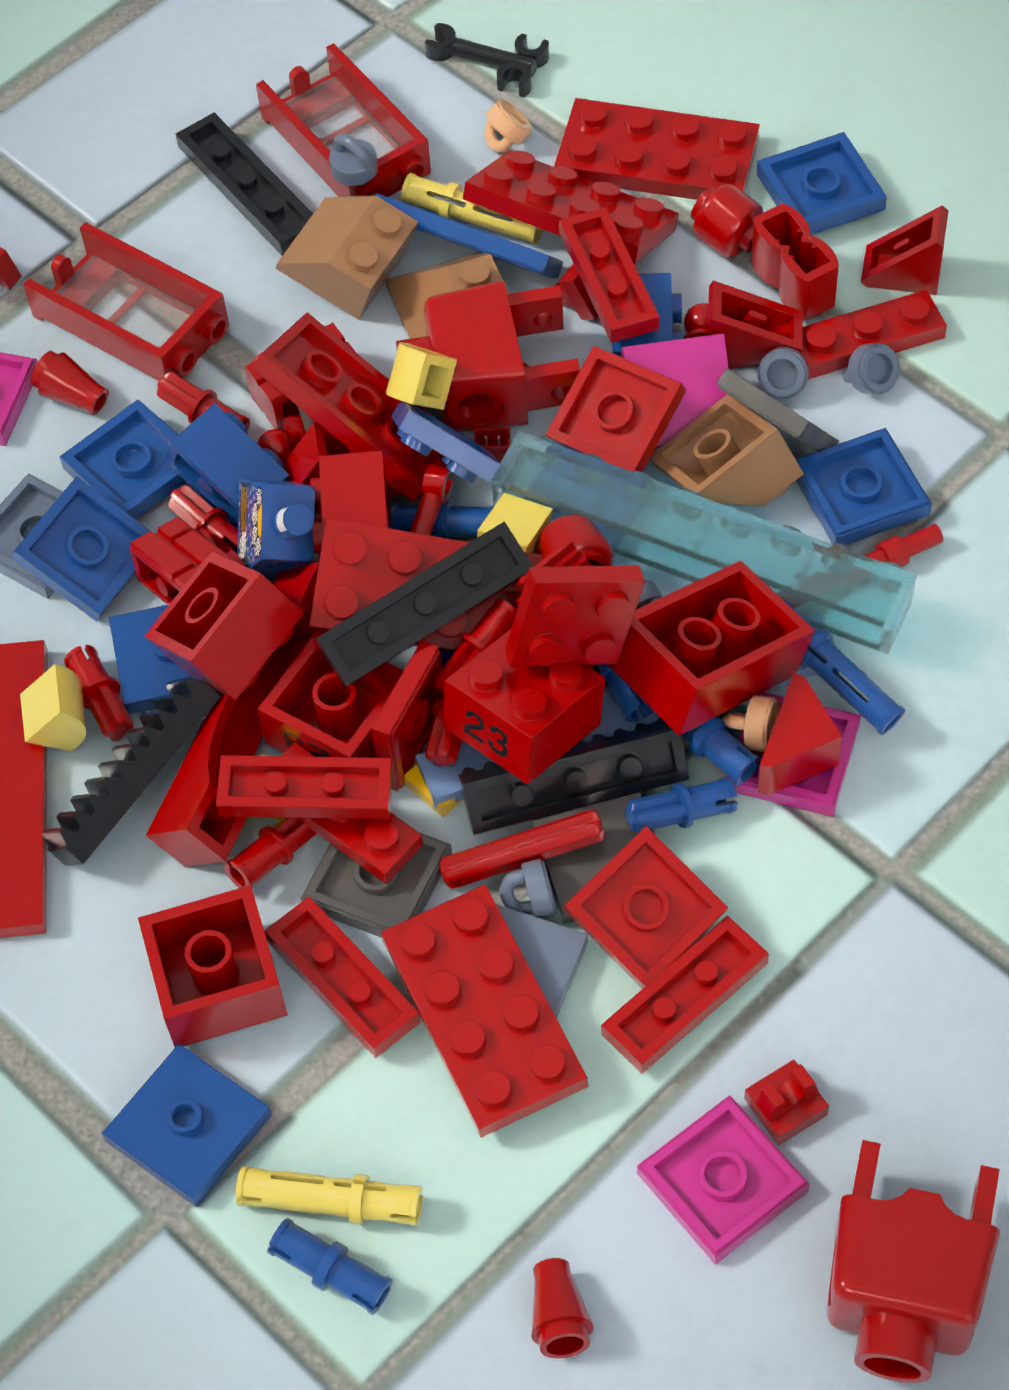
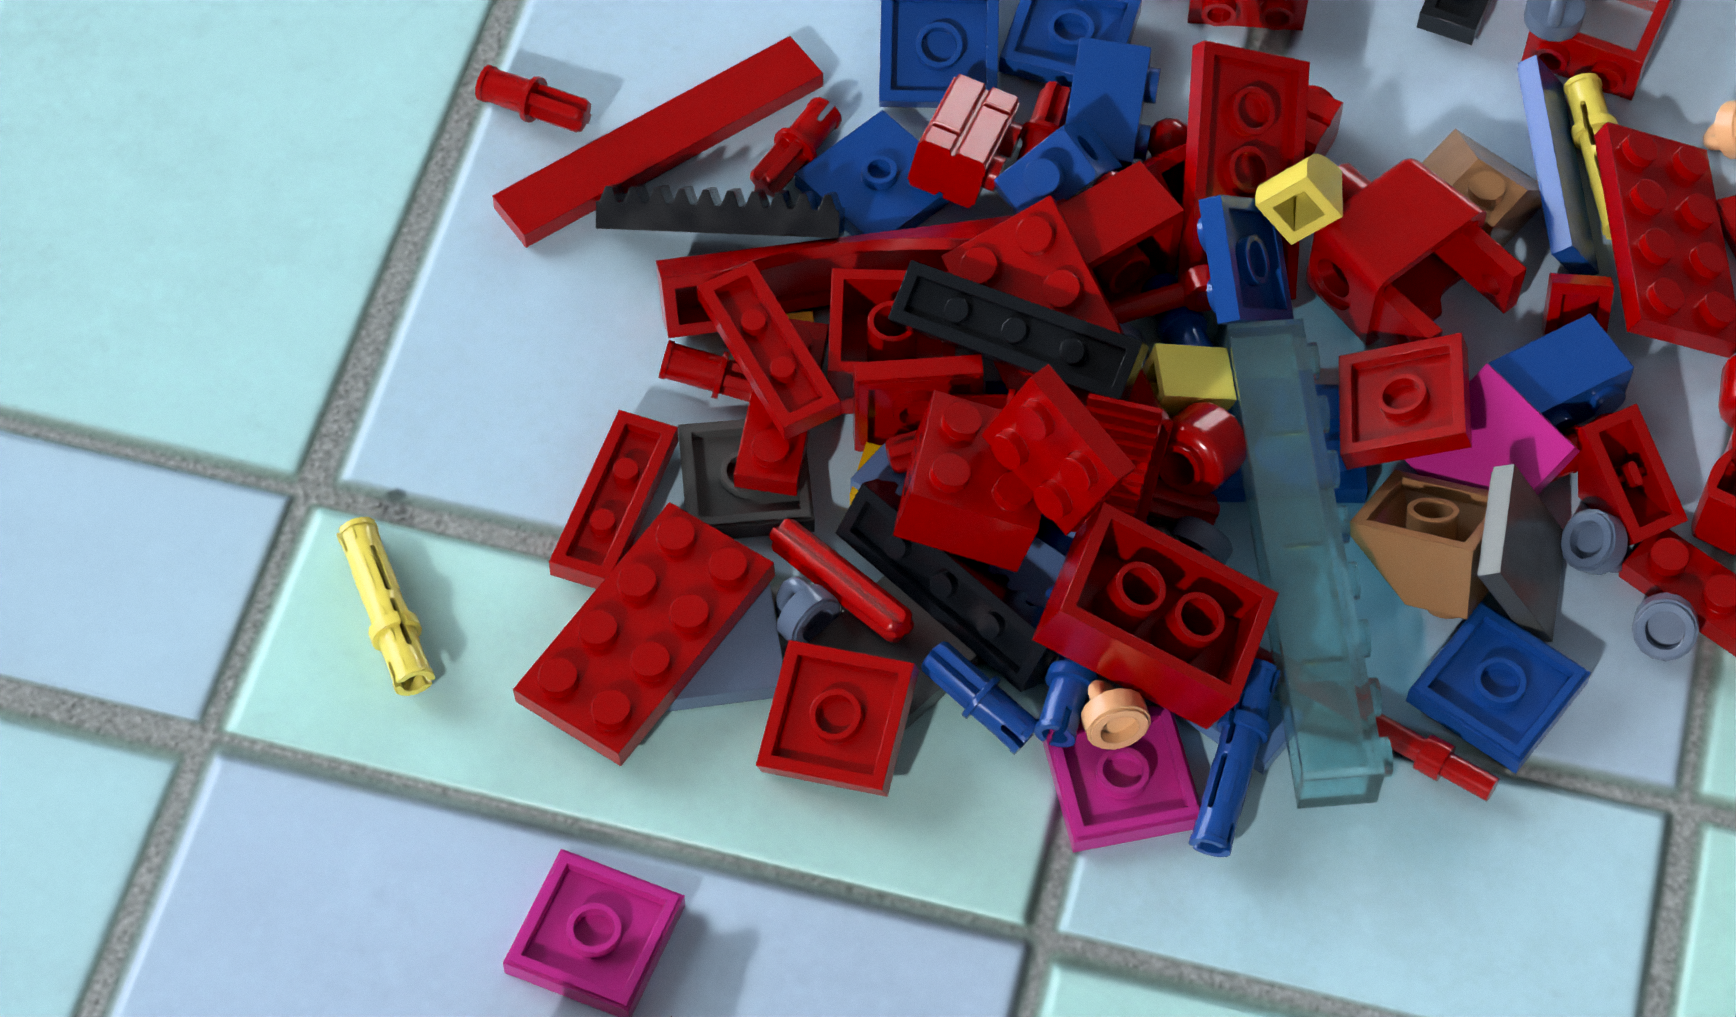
camera: 55 degrees right, 0 degrees up
(54, 710) = (744, 120): light yellow brick -> none
(187, 1124) = (395, 457): blue plate -> none
(190, 398) = (1175, 56): red axle -> none
(212, 966) = (550, 384): red brick -> none
(225, 625) = (897, 190): red brick -> none
(330, 1266) = (315, 641): blue pin -> none
(349, 250) = (1452, 75): medium nougat slope -> none
(494, 439) = (1317, 323): red piece -> none
(559, 1314) = (372, 851): red cone -> none
(609, 275) = (1573, 305): red plate -> none
(684, 994) = (771, 803): red plate -> none
(786, 1101) = (710, 953): red tile -> none
(801, 741) = (1115, 759): red slope -> none

